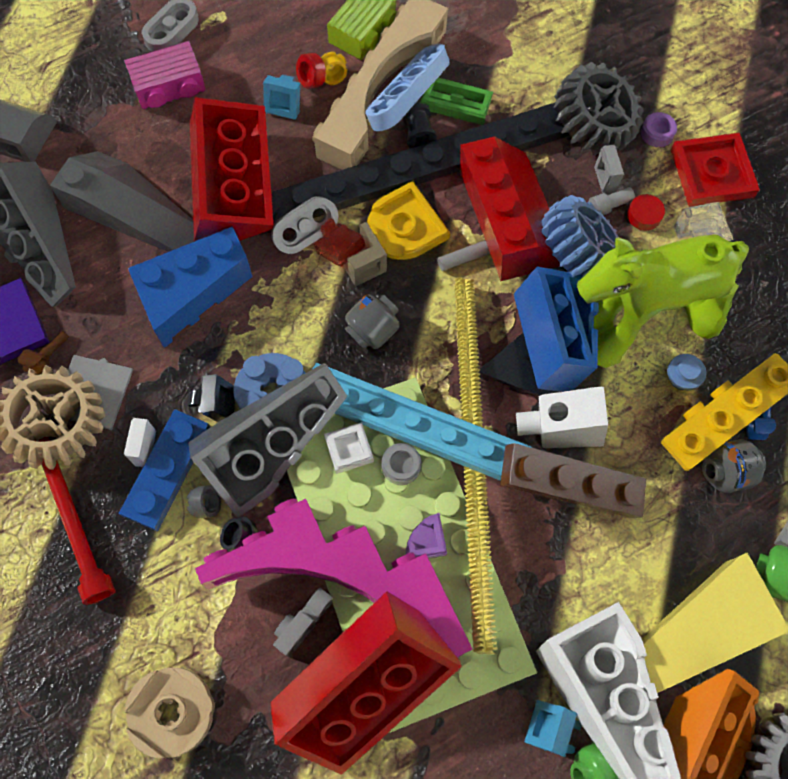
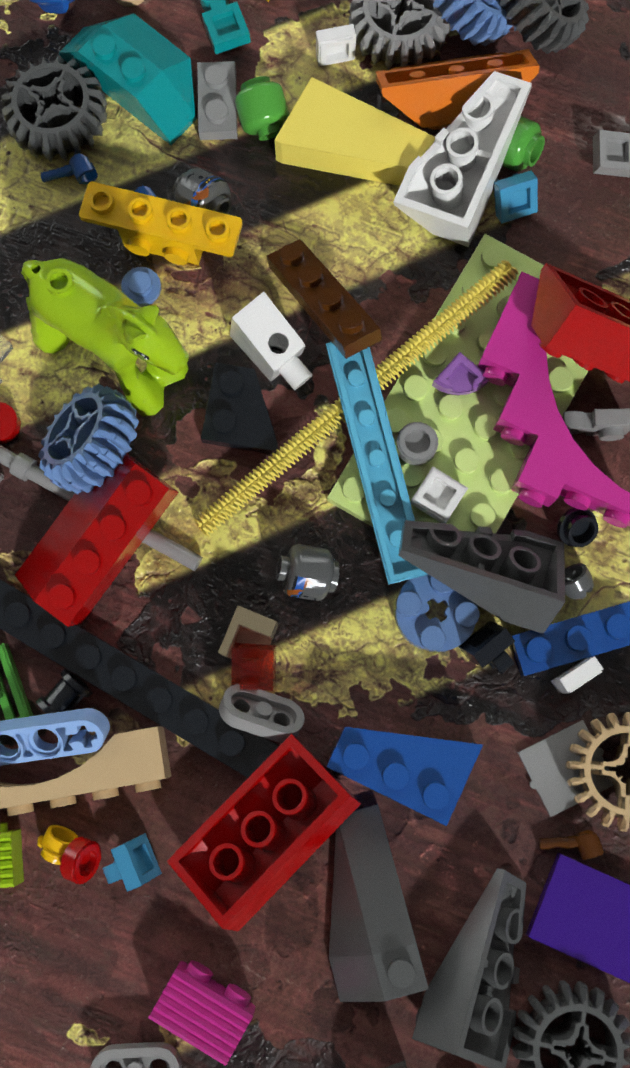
camera: 125 degrees left, 10 degrees up
(406, 223) = (180, 629): yellow tile -> none
(557, 329) = (193, 405): blue wedge -> none

